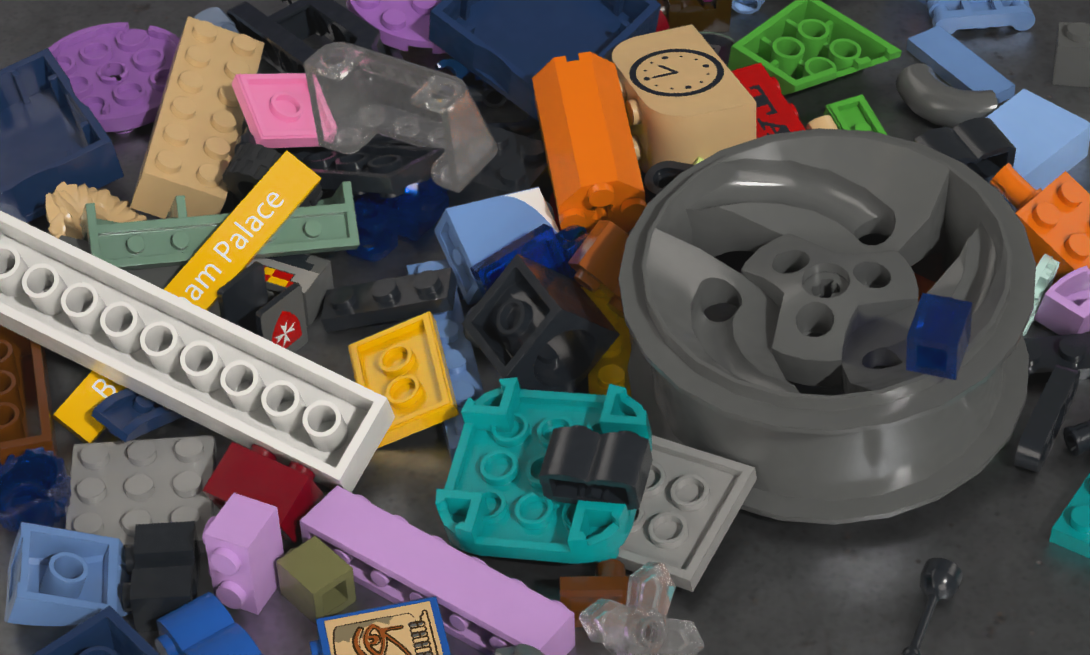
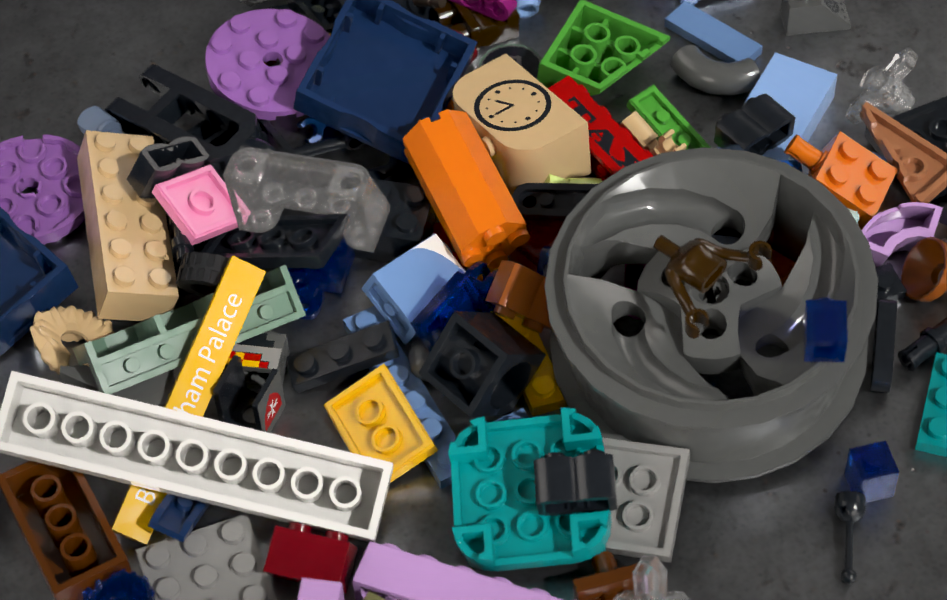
camera: 15 degrees left, 10 degrees up
(255, 54) = (165, 161): none -> black brick
(814, 244) = (700, 266): none -> dark brown piece
(980, 545) = (872, 471): none -> clear blue brick

